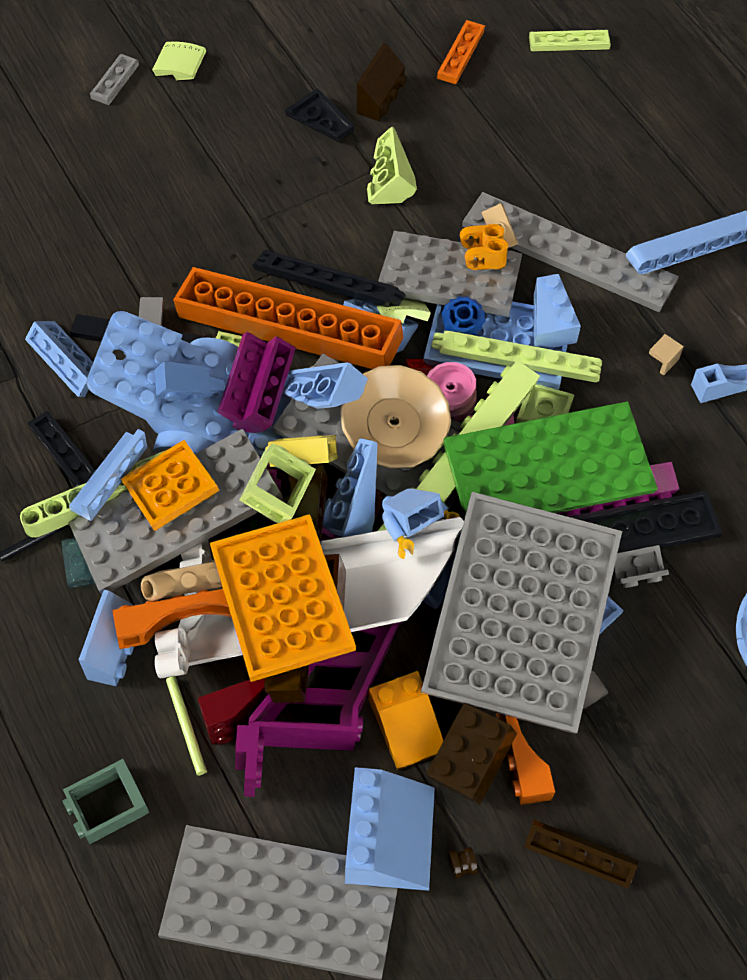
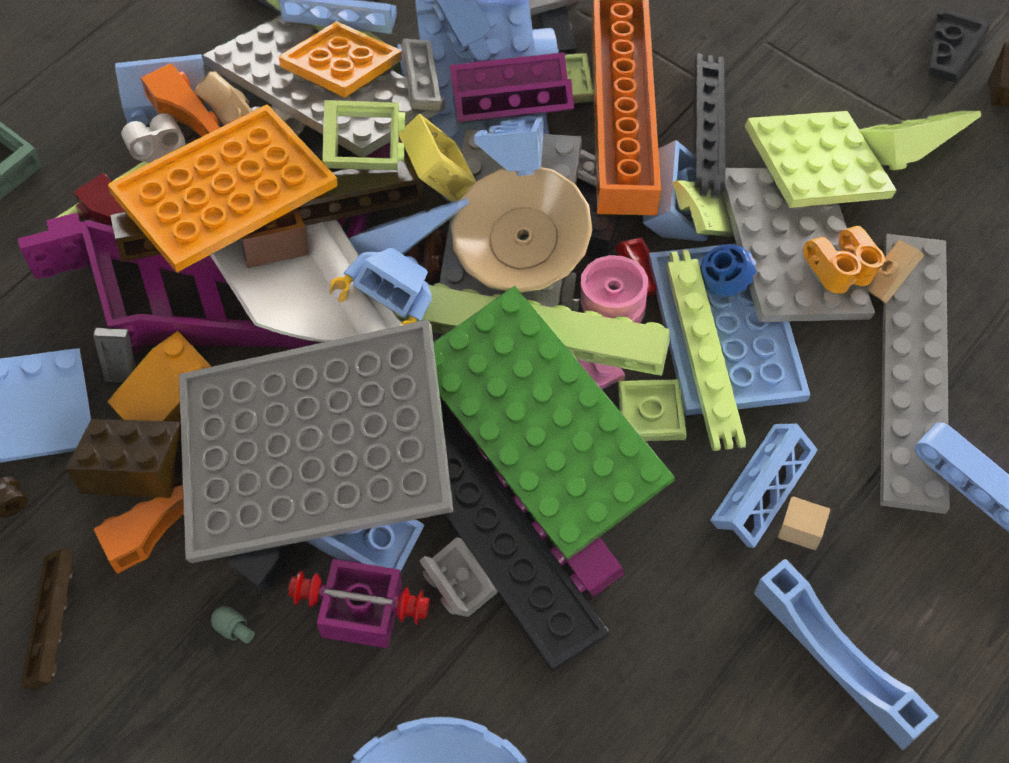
camera: 70 degrees right, 0 degrees up
(217, 433) = (421, 74): none -> light grey tile
(370, 742) = (114, 353): none -> dark grey plate
(389, 229) = (819, 159): none -> yellowish green plate
(553, 314) = (782, 362): light blue wedge -> none
(624, 726) = (231, 624): none -> sand green cylinder
(625, 365) = (763, 475): none -> light blue fence
(642, 629) = (359, 602): none -> magenta brick

